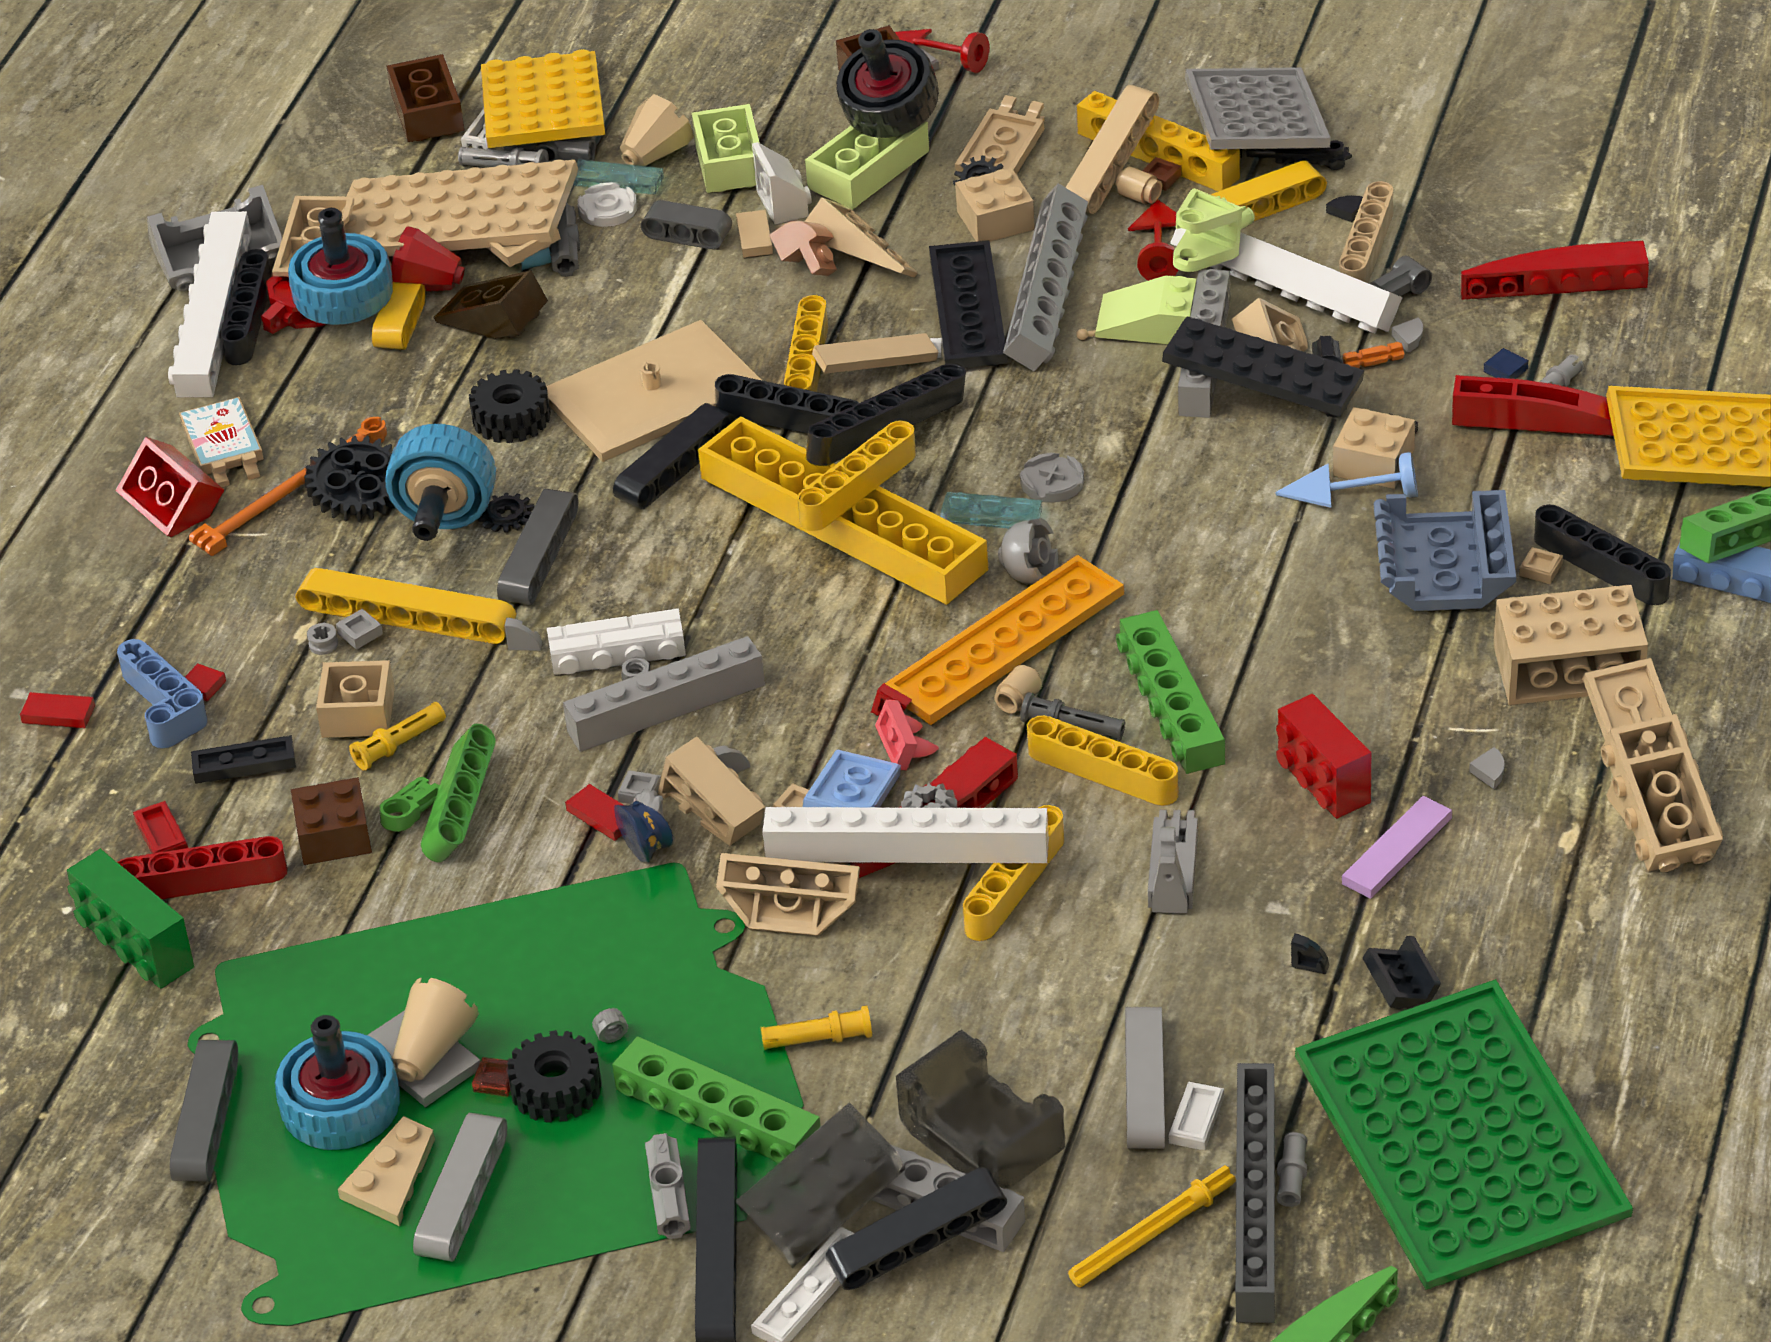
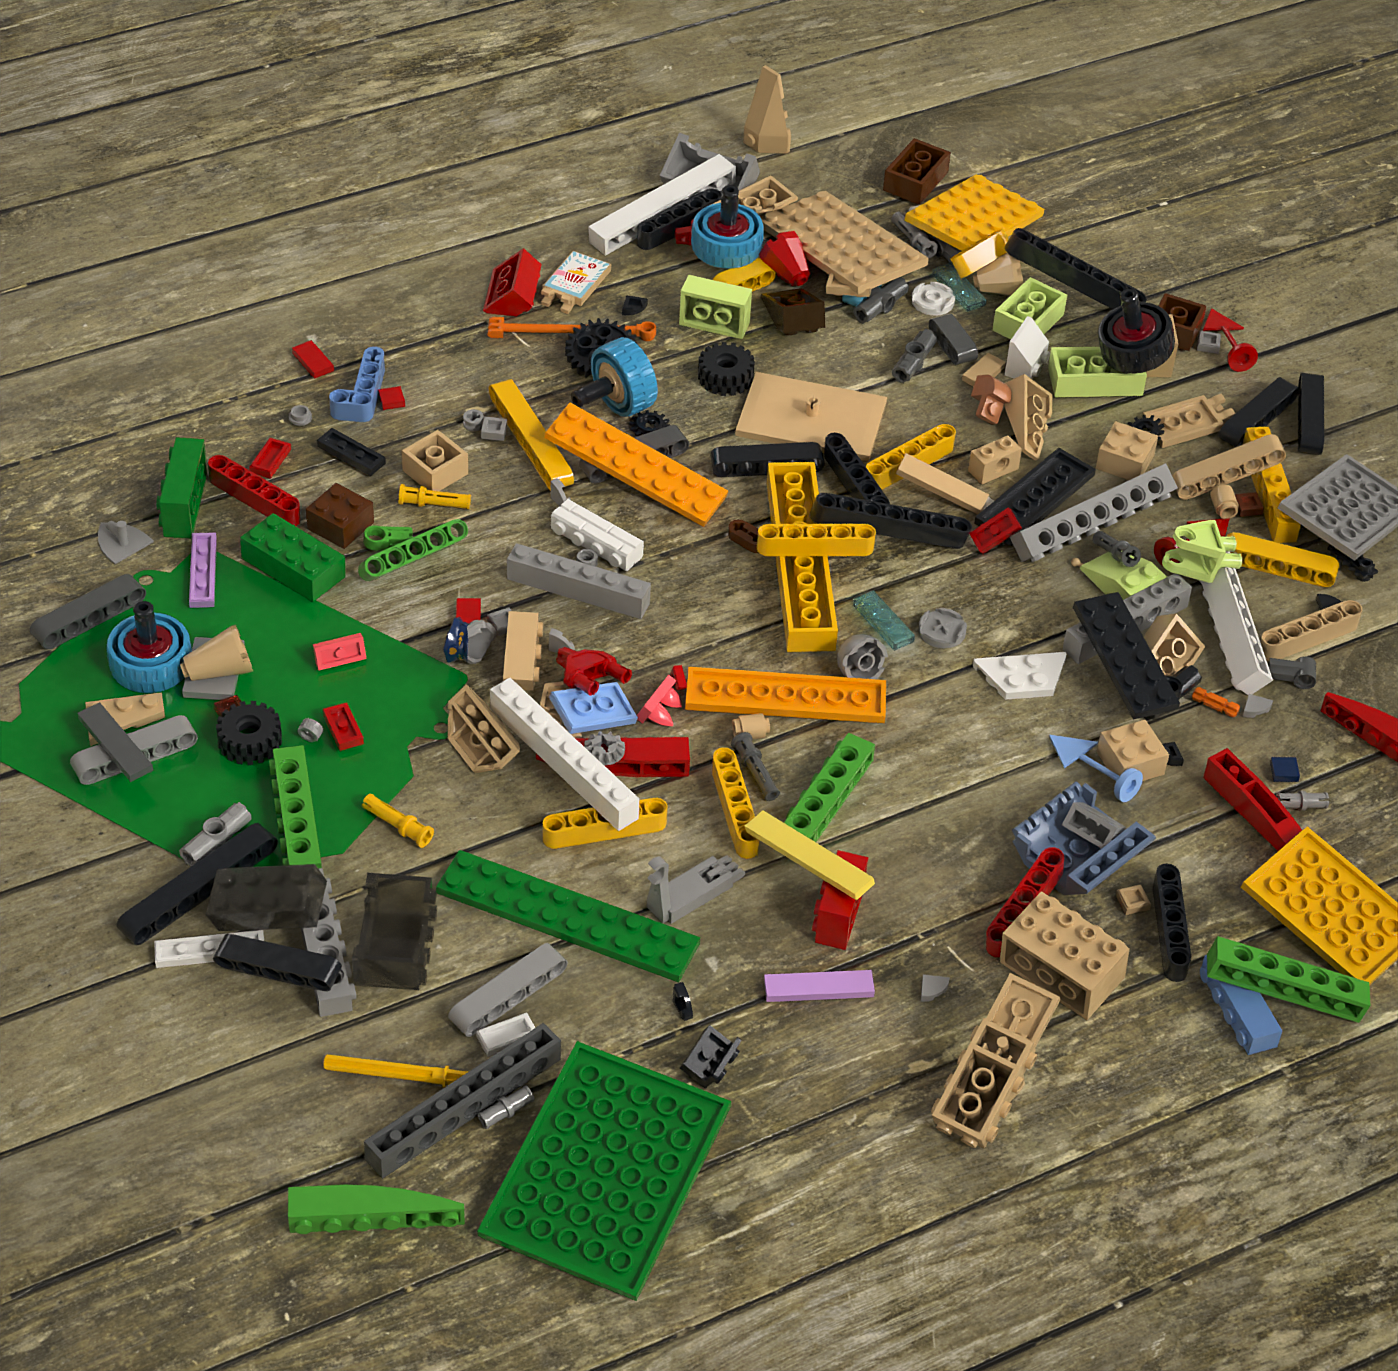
camera: 40 degrees right, 5 degrees up
(121, 1027) = (121, 540): none -> light grey shield
(132, 768) = (300, 415): none -> light grey plate
(212, 146) = (766, 124): none -> tan wedge
(259, 982) = (202, 570): none -> lavender tile
(318, 419) = (634, 305): none -> black tile
(343, 893) = (293, 557): none -> green brick
(420, 355) = (715, 306): none -> yellowish green brick
(444, 1186) = (115, 742): none -> dark grey tile
(527, 937) = (339, 651): none -> coral tile
(564, 548) = (636, 464): none -> light orange plate
(614, 123) = (980, 253): none -> yellow beam
(636, 996) = (343, 726): none -> red plate
(674, 264) = (914, 356): none -> dark grey piece
(730, 78) = (1067, 268): none -> black beam
(757, 536) = (743, 534): none -> reddish brown beam
(791, 759) = (587, 665): none -> red connector
(888, 298) = (994, 460): none -> tan brick
(986, 354) = (995, 530): none -> red plate
(1056, 90) = (1259, 411): none -> black beam
(1098, 56) = (1311, 413): none -> black beam
(1099, 974) = (568, 915): none -> green plate
(1124, 286) = (1115, 547): none -> dark grey pin
(1180, 460) = (1023, 674): none -> white wing
(1259, 732) = (810, 855): none -> light yellow tile
(1437, 526) = (1092, 824): none -> light grey brick
(1471, 633) = (1026, 891): none -> red beam

